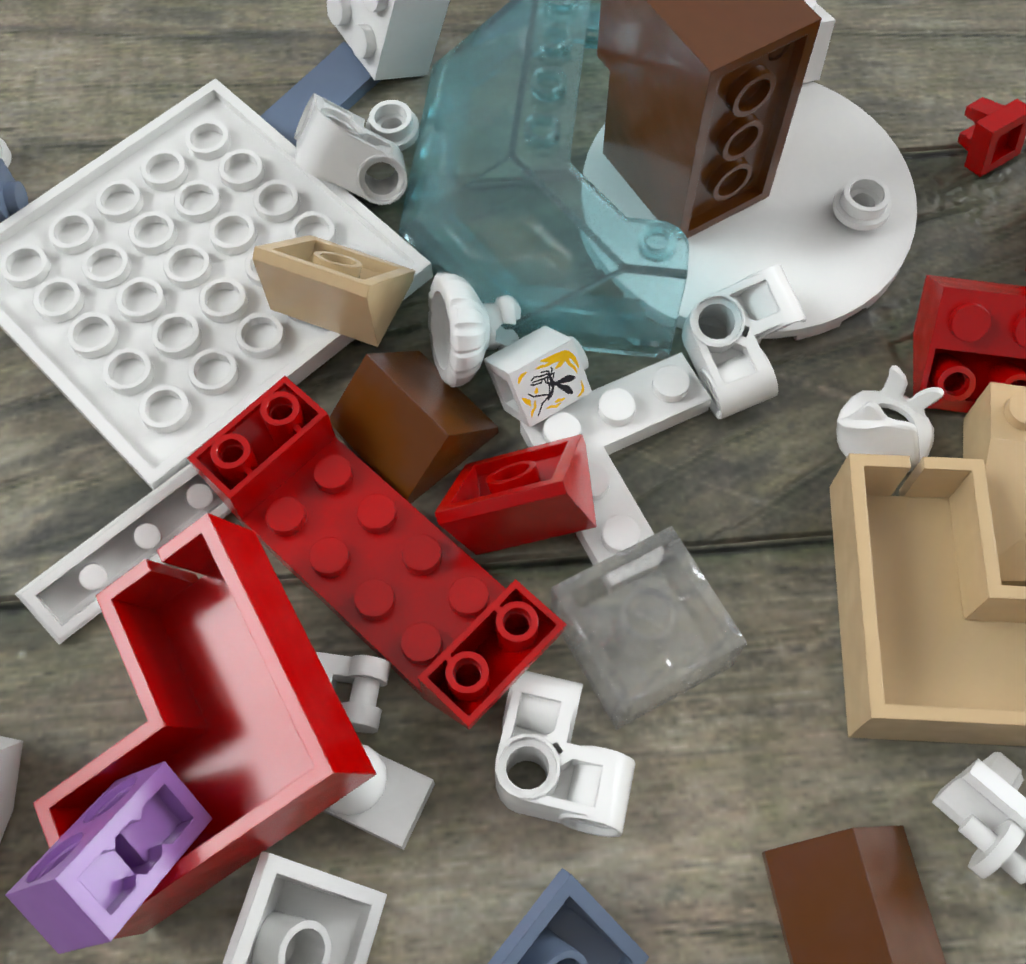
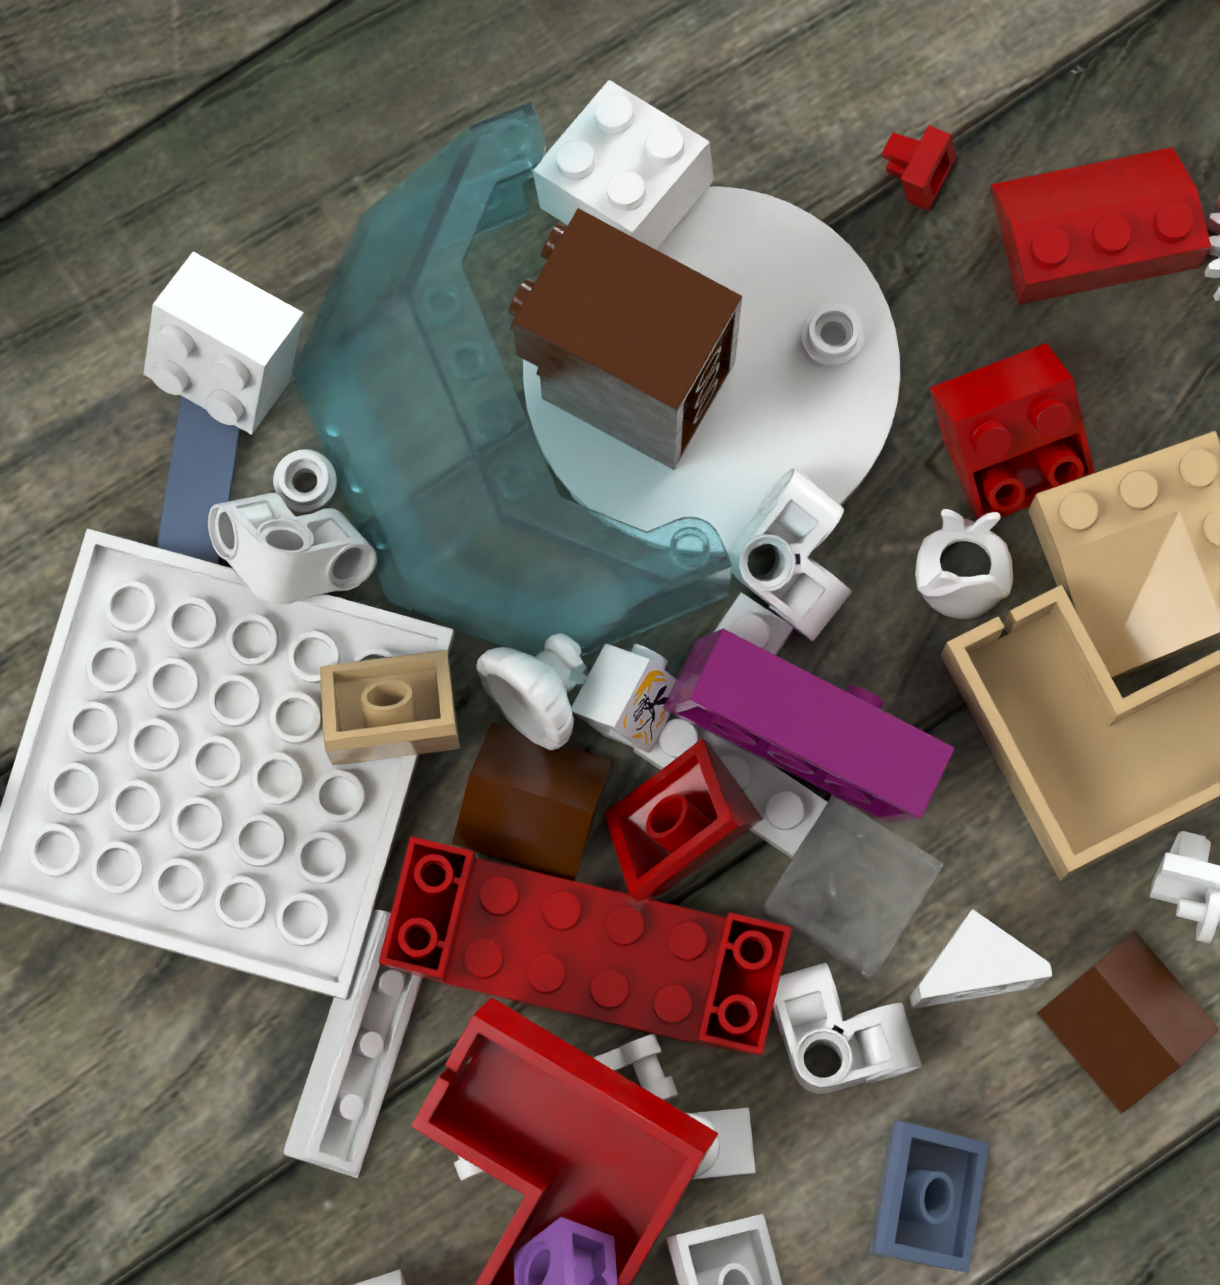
camera: 30 degrees left, 15 degrees up
(682, 452) = (809, 727): none -> magenta brick
(733, 763) = (978, 964): none -> white slope

